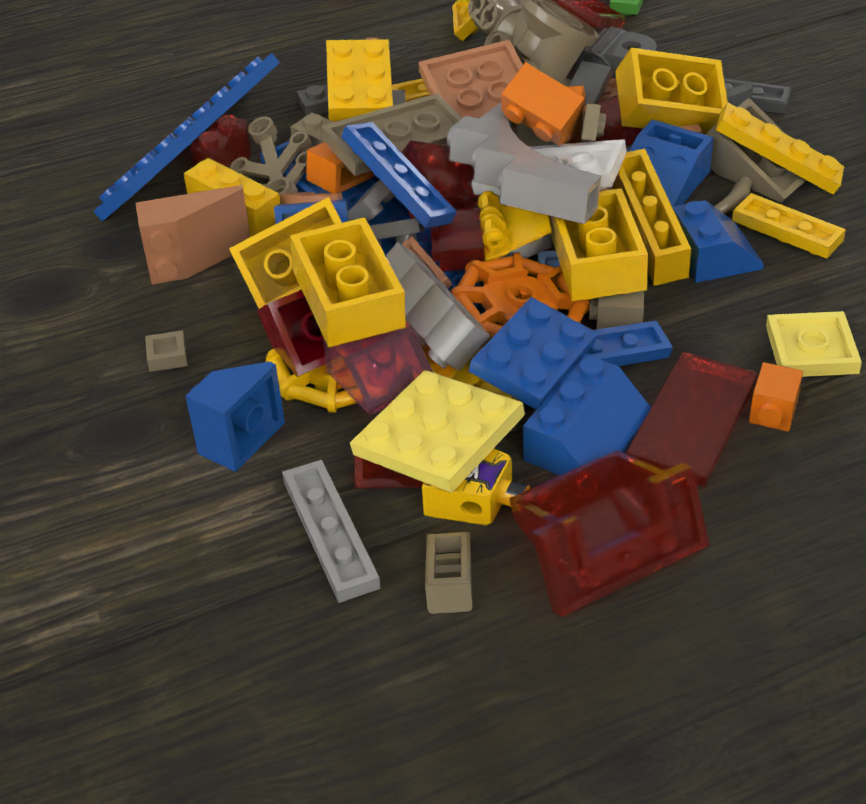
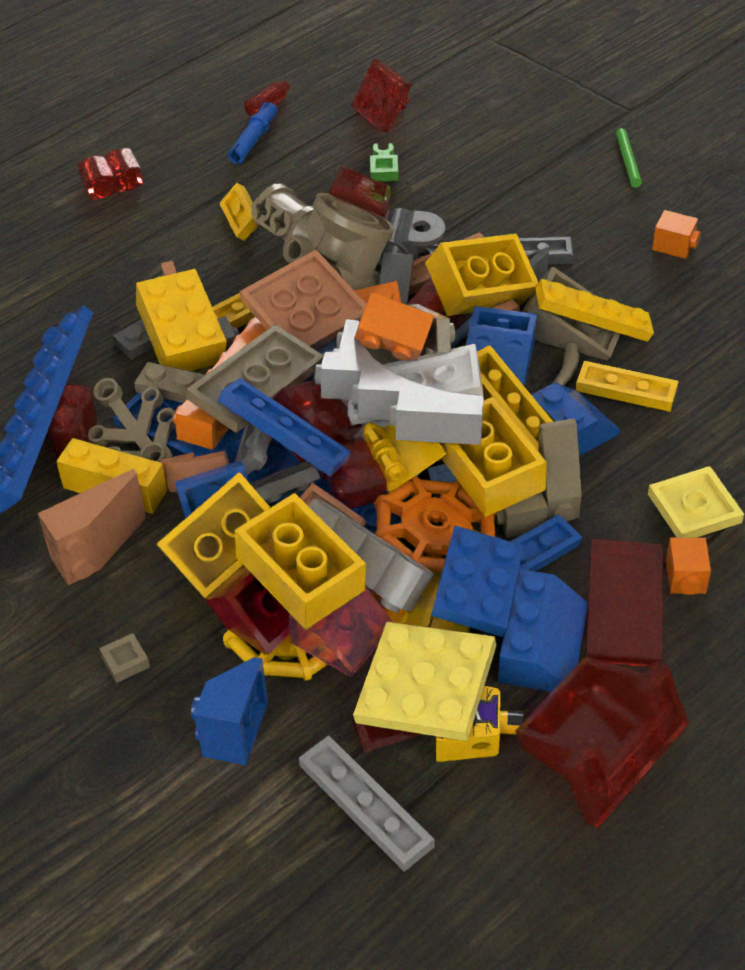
camera: 20 degrees left, 5 degrees up
(448, 575) = (494, 834): dark tan slope -> none
(668, 271) = (563, 484): none -> dark tan slope

